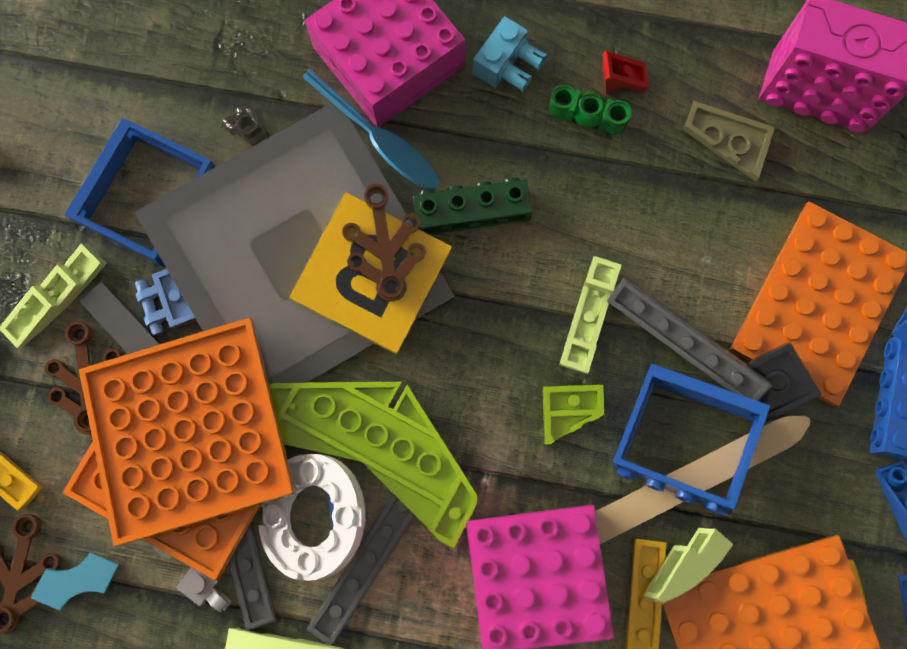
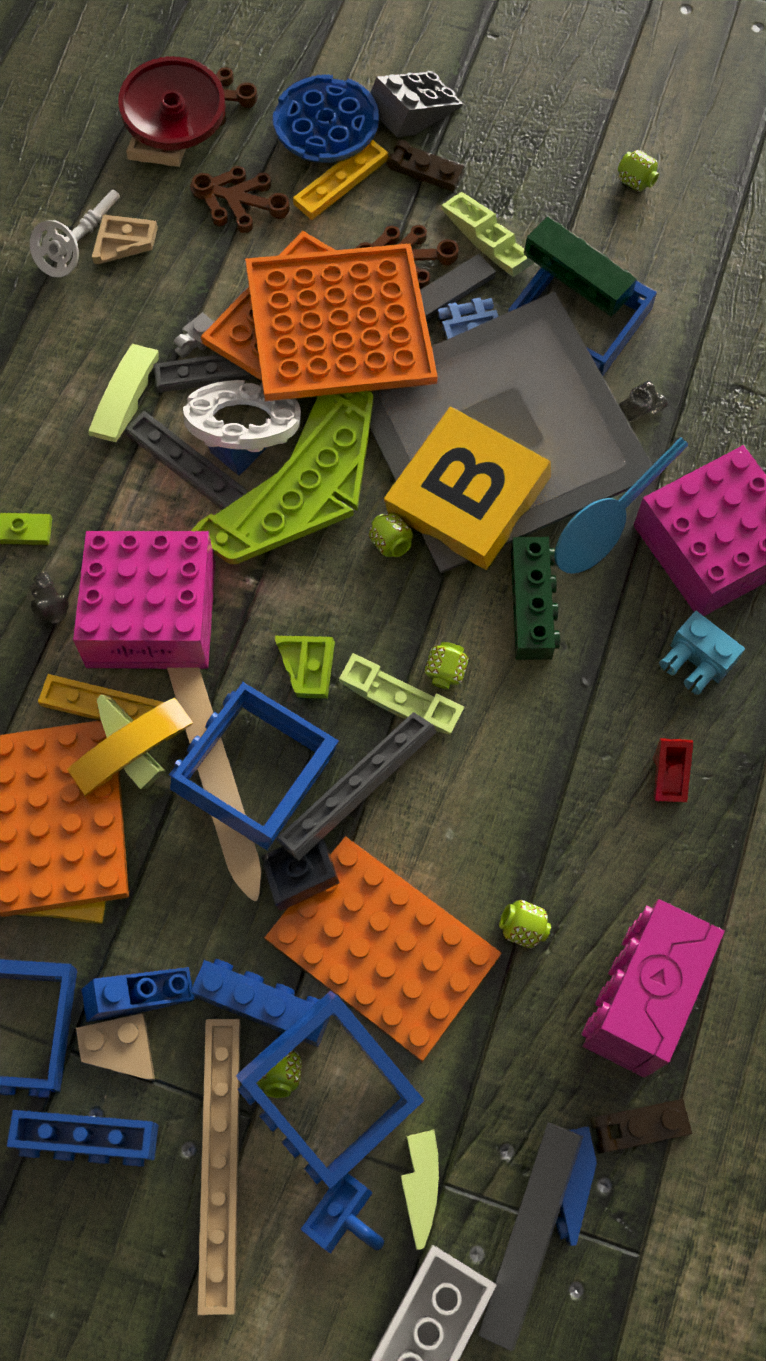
camera: 95 degrees right, 10 degrees down
(60, 586) = (227, 250): medium azure tile -> none
(102, 188) = (579, 266): none -> dark green brick
(384, 249) = (488, 490): reddish brown plant -> none
(424, 346) = (390, 535): none -> lime head
(554, 277) = (446, 665): none -> lime head
(602, 109) = (638, 718): green piece -> none
(699, 560) = (128, 745): none -> yellow slope
(730, 136) = (588, 880): olive wing -> none
(782, 184) = (525, 924): none -> lime head

